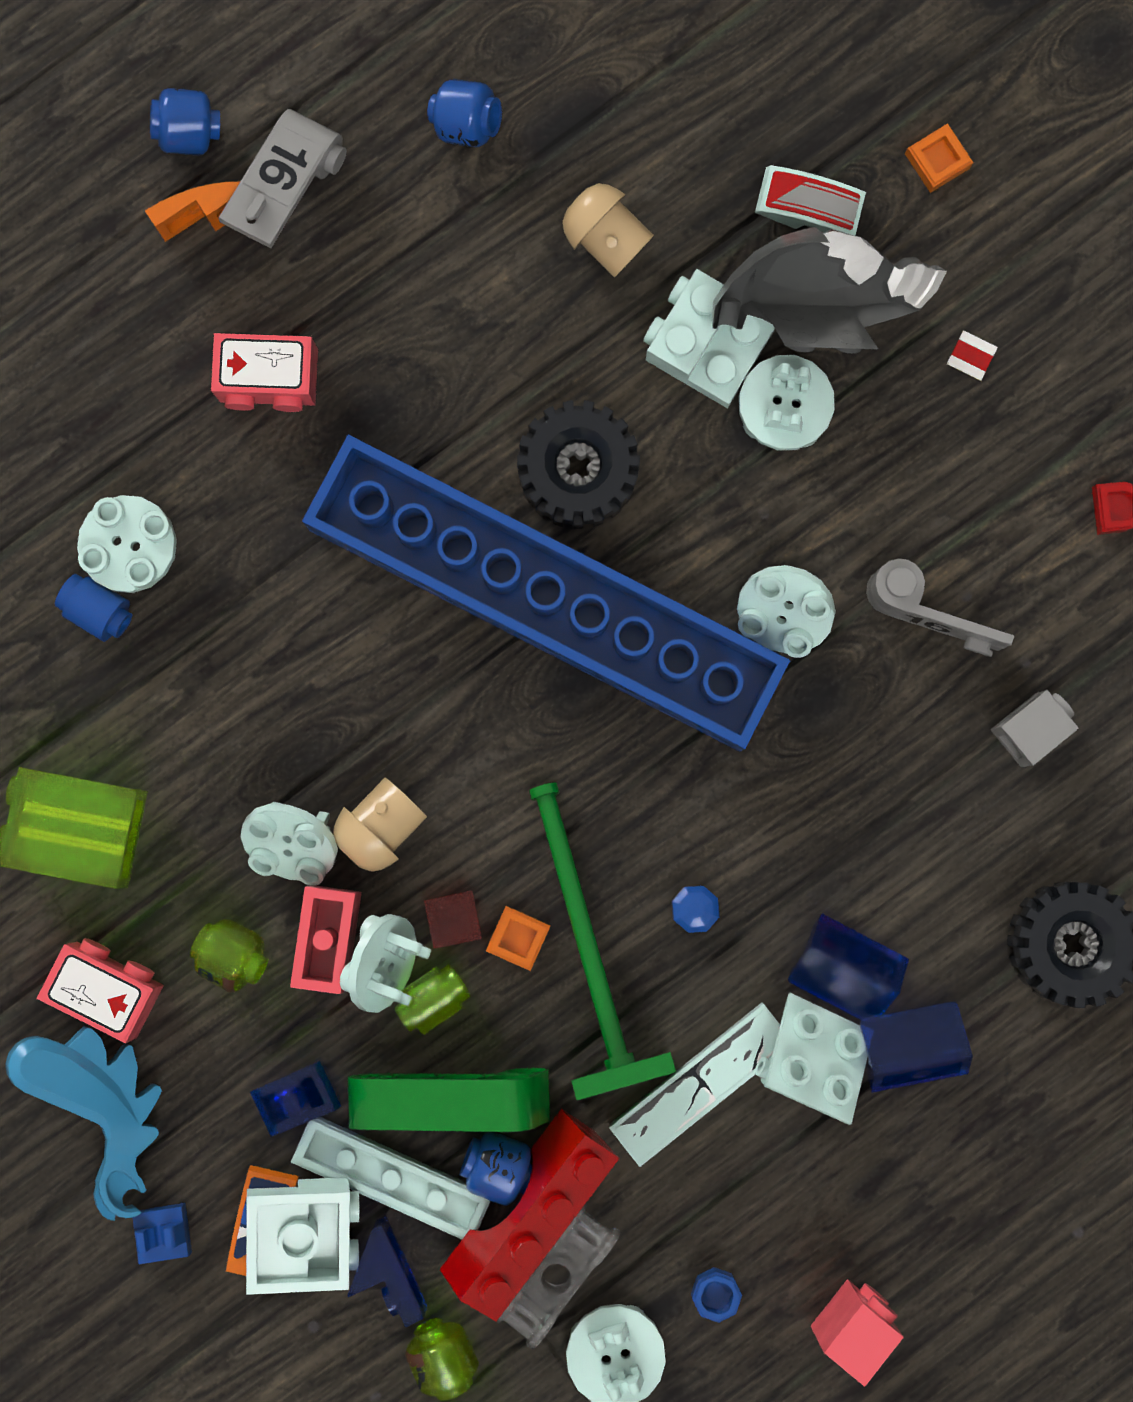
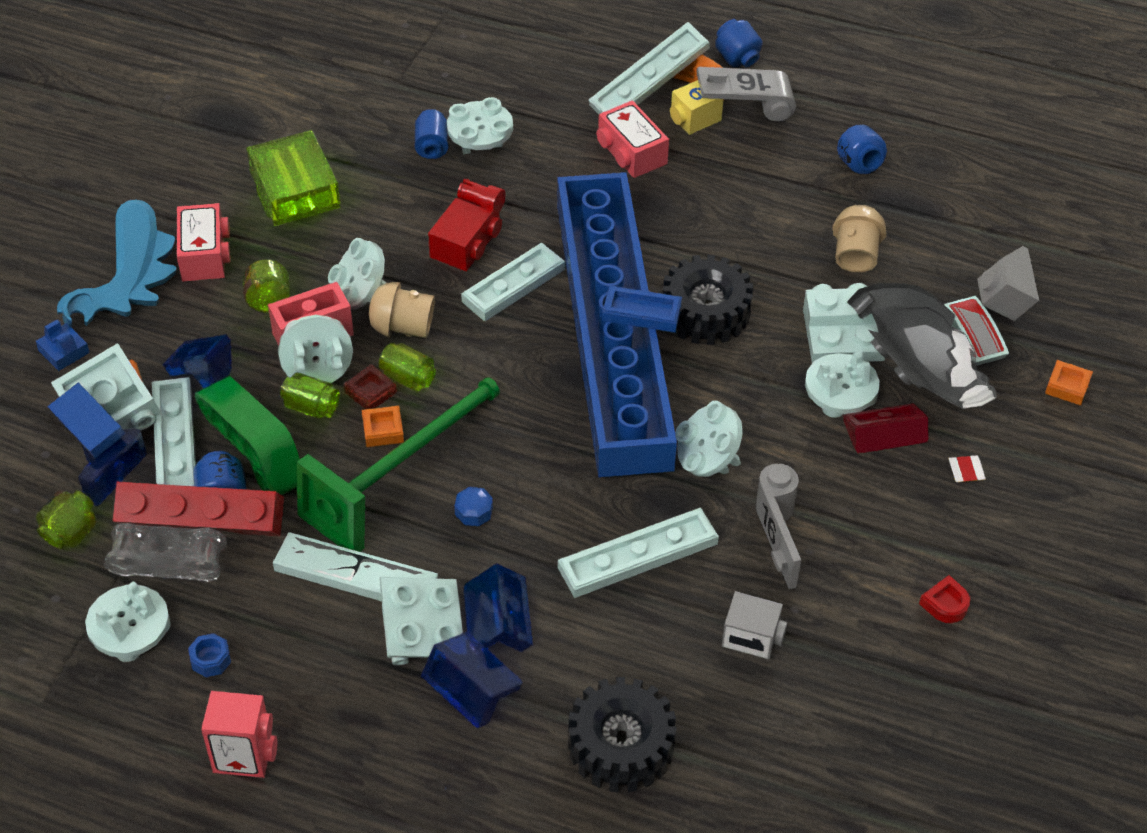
camera: 55 degrees right, 35 degrees down
(174, 274) = (652, 70): none -> light aqua tile
(258, 266) = (692, 110): none -> light yellow brick
(283, 662) = (467, 225): none -> red hinge
(336, 1284) = (86, 420): none -> blue tile
(395, 658) = (513, 281): none -> light aqua tile
(459, 865) = (407, 366): none -> clear neon green brick
(583, 569) = (642, 309): none -> blue tile
(778, 112) = (1009, 285): none -> light grey slope
(862, 775) = (637, 552): none -> light aqua tile
(869, 398) = (887, 428): none -> dark red slope

